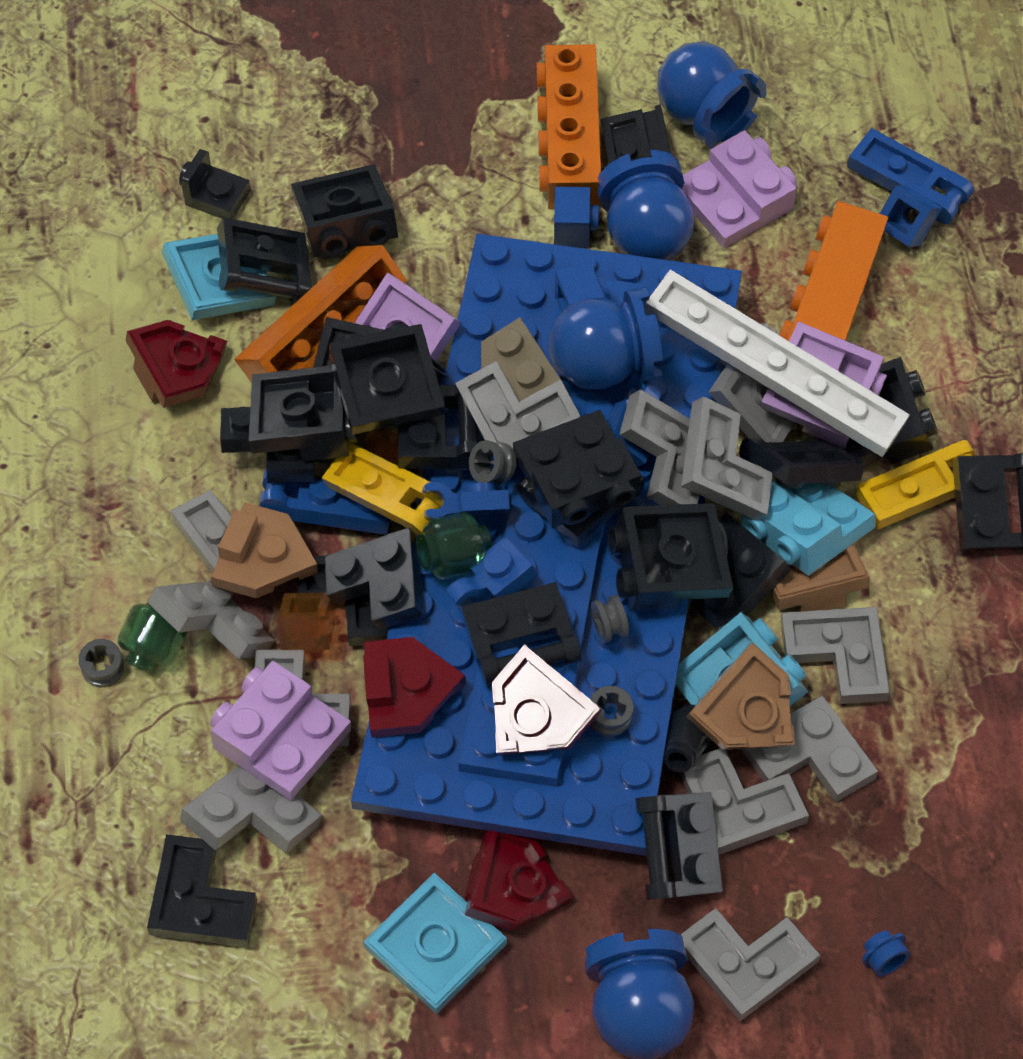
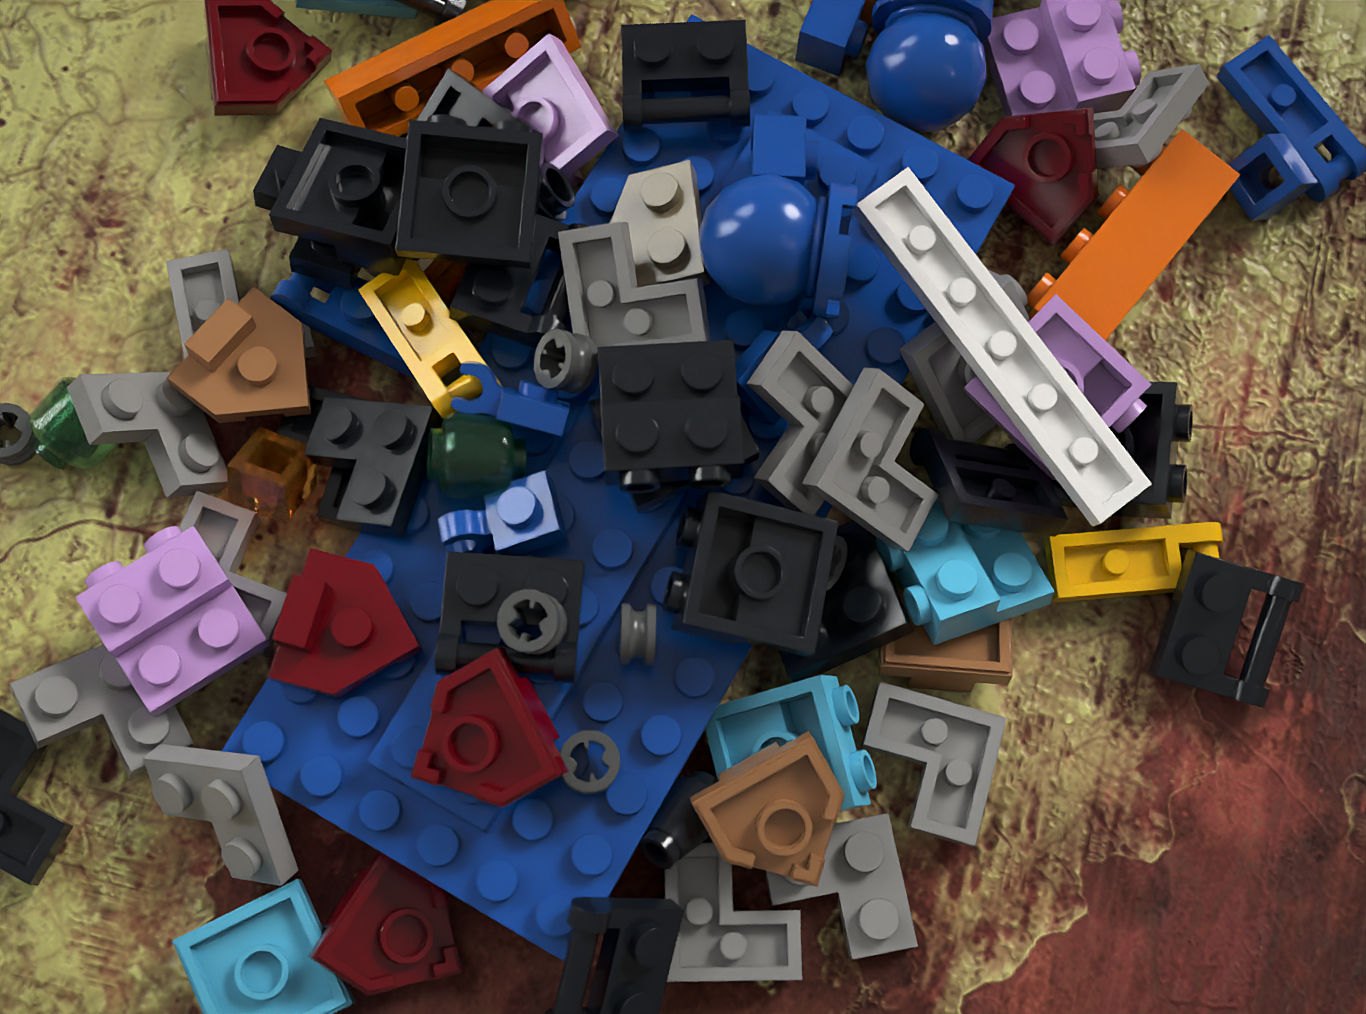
camera: 15 degrees right, 15 degrees up
(370, 826) = (234, 797): none -> light grey plate
(487, 260) = (685, 59): none -> black plate
(535, 607) = (511, 616): none -> dark grey bush
(760, 250) = (1049, 163): none -> dark red plate
(805, 215) = (1148, 117): none -> light grey plate

